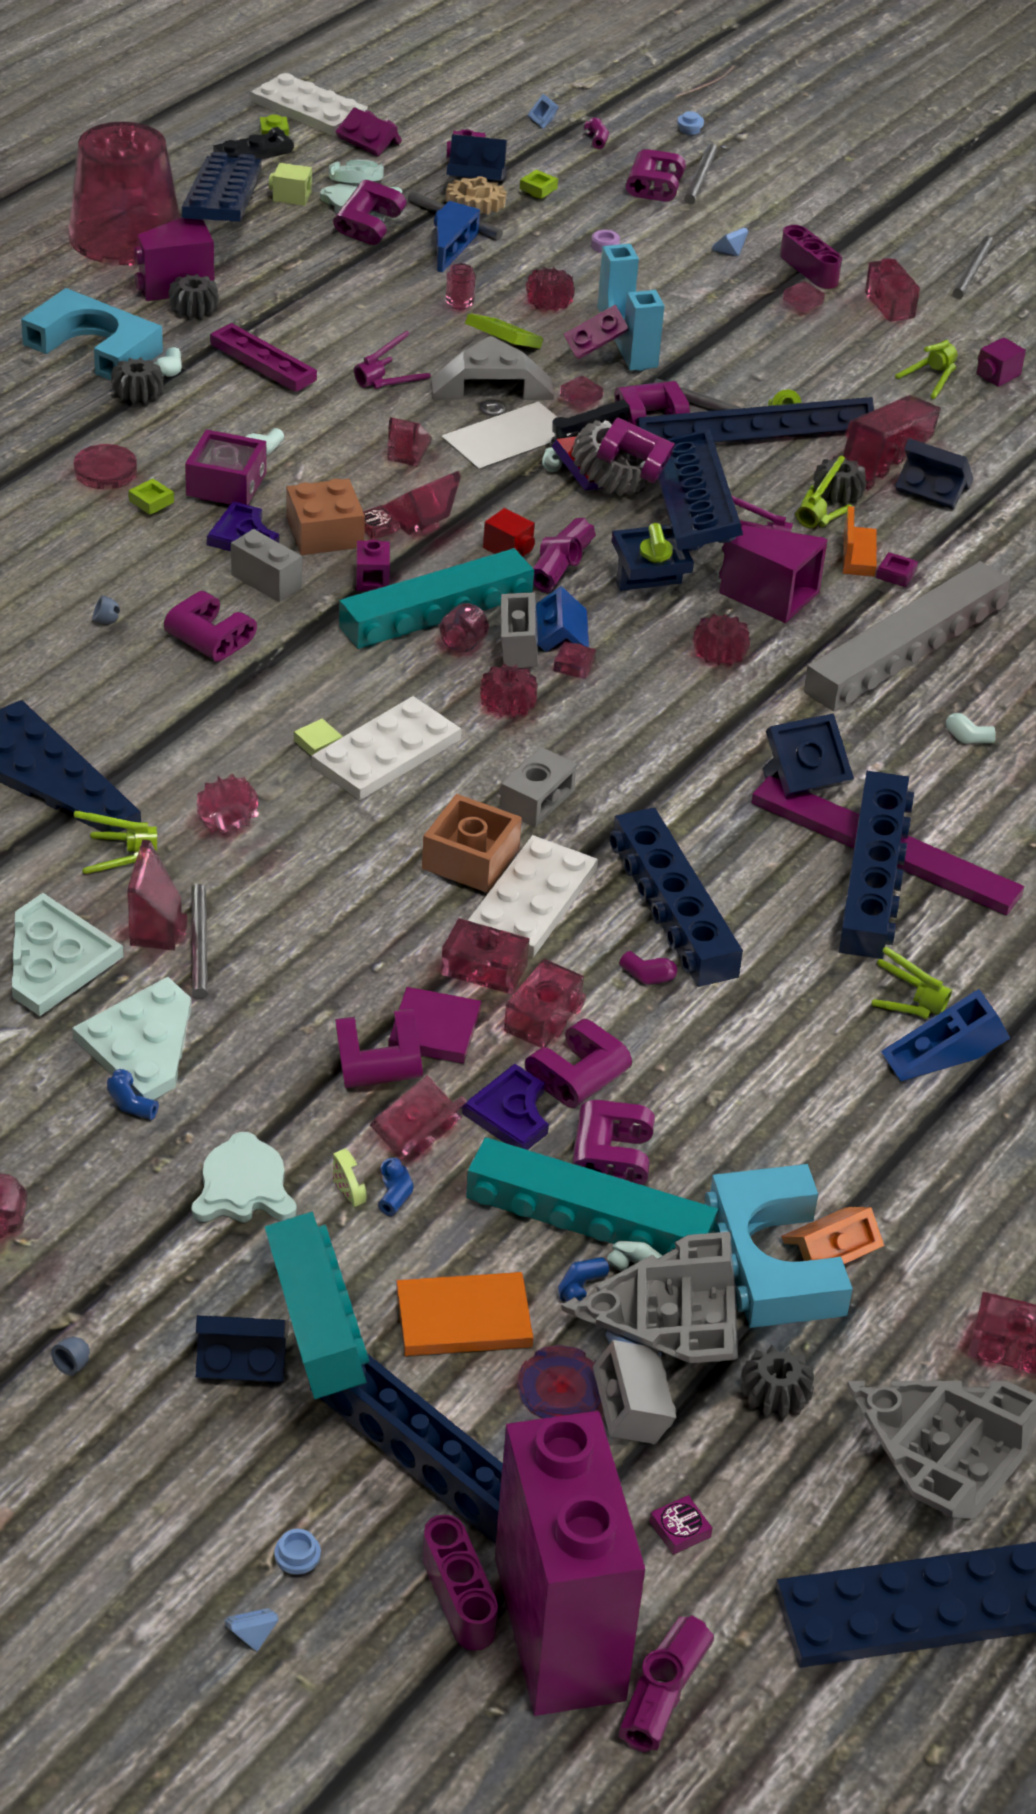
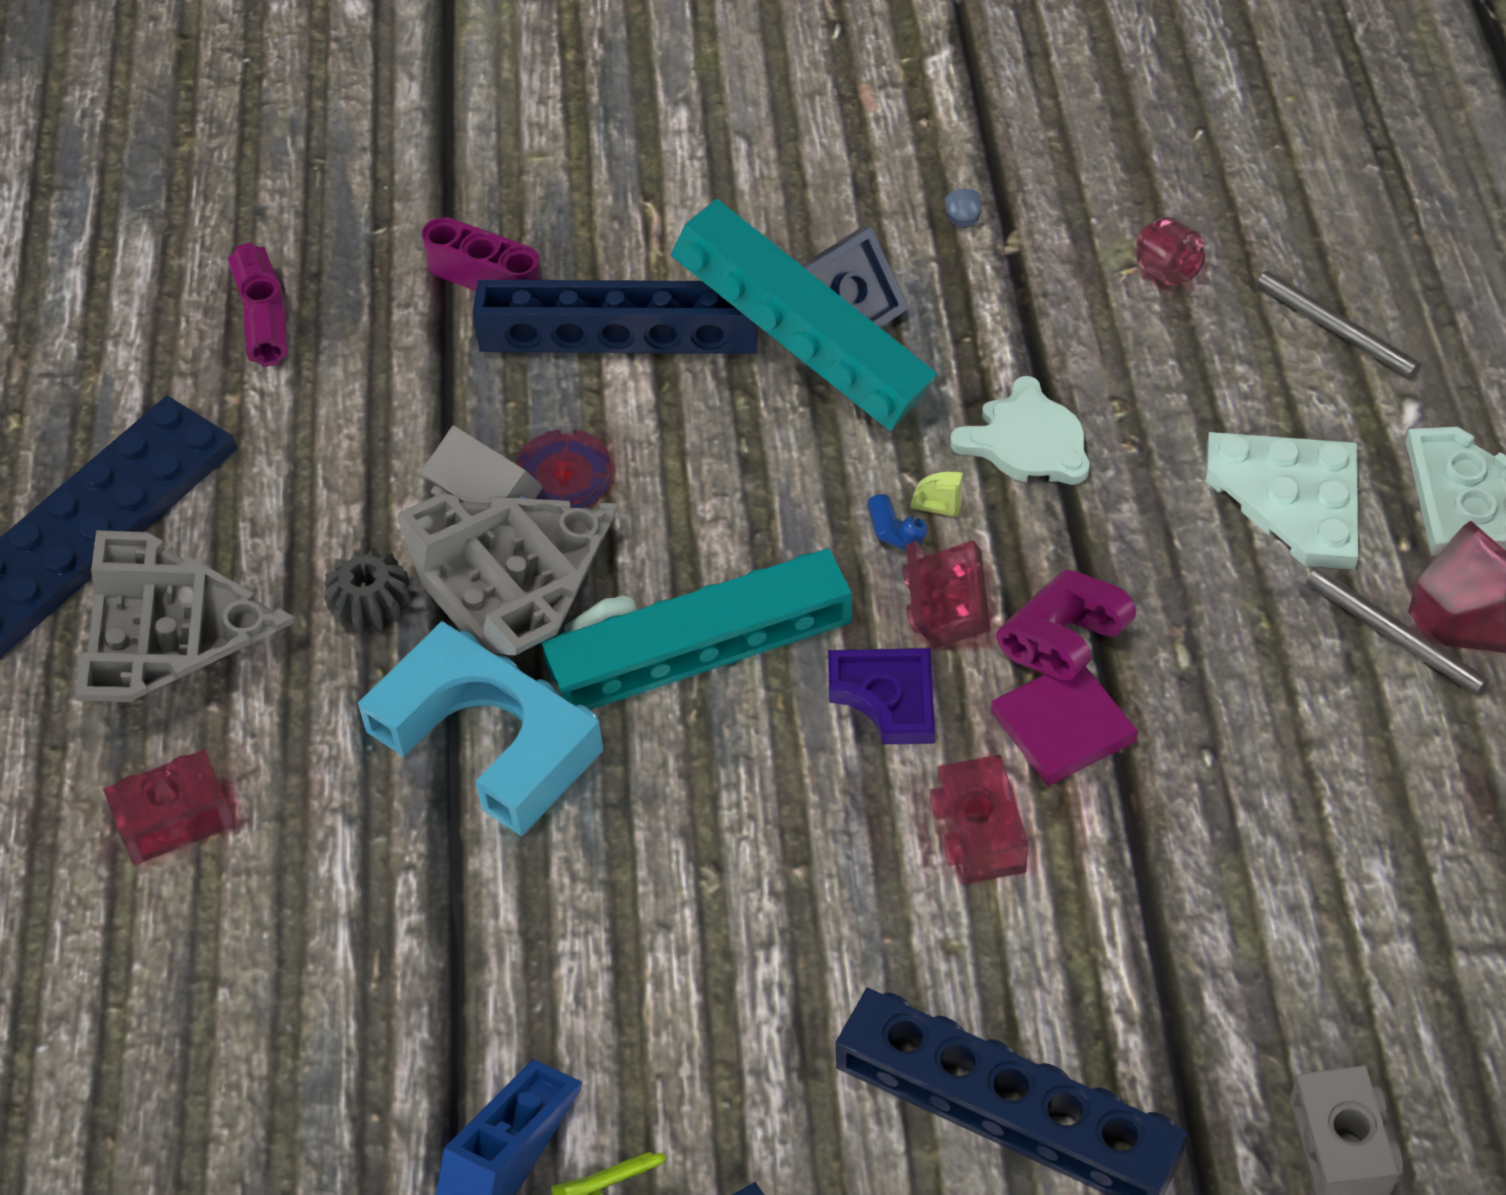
camera: 145 degrees right, 10 degrees up
(126, 1099) = (1228, 418): blue arm -> none
(253, 1626) = (607, 144): light blue slope -> none
(297, 1551) = (629, 208): light blue plate -> none
(464, 1314) = (706, 465): orange tile -> none
(471, 843) = (1294, 954): nougat brick -> none
(485, 956) = (1123, 807): clear pink brick -> none
(536, 891) = (1168, 980): white plate -> none
(568, 1562) = (367, 225): magenta brick -> none
(578, 1274) = (639, 567): blue arm -> none
(598, 1130) = (776, 719): magenta connector -> none
(601, 1063) = (847, 801): magenta connector -> none
(649, 971) = (931, 969): magenta arm -> none
(680, 1524) = (353, 431): magenta tile -> none
(841, 1234) = (439, 784): orange panel -> none

